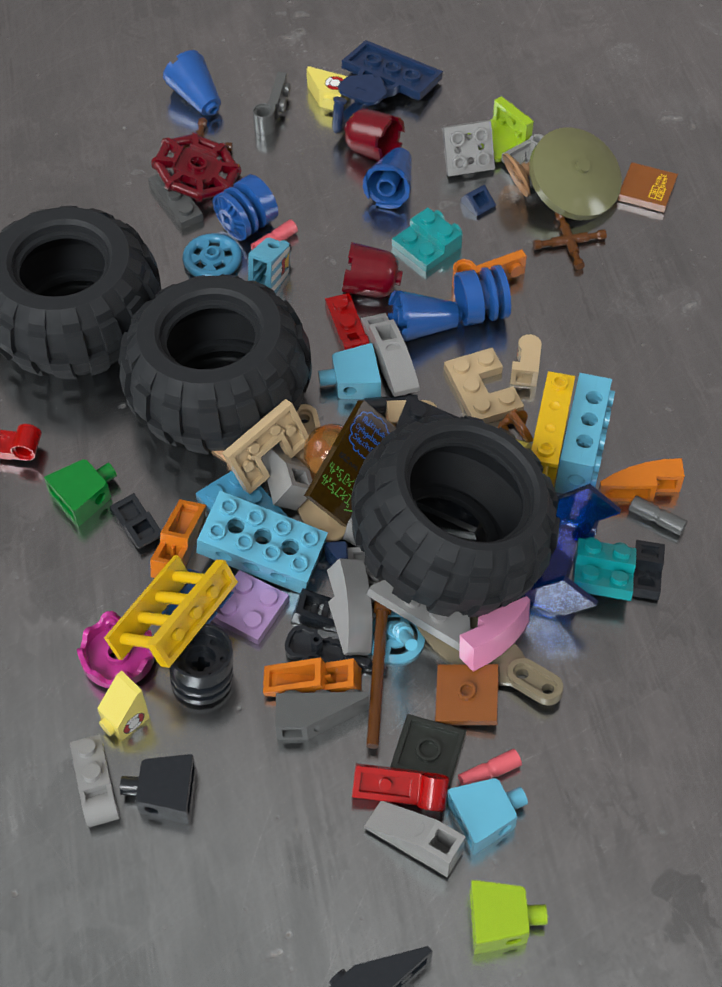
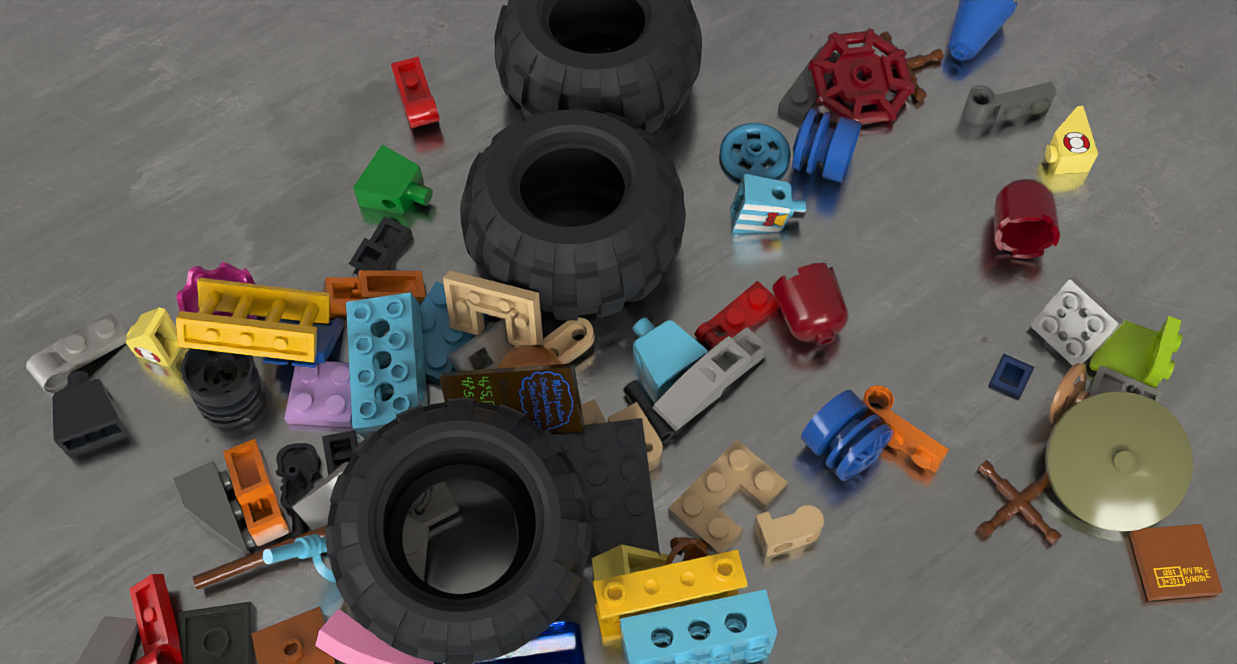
camera: 65 degrees right, 5 degrees up
(280, 233) = (819, 196): coral piece -> none
(377, 76) = (1140, 184): dark blue plate -> none
(389, 179) = (975, 263): blue cone -> none
(422, 315) = (782, 385): blue cone -> none
(428, 239) = (912, 346): teal plate -> none

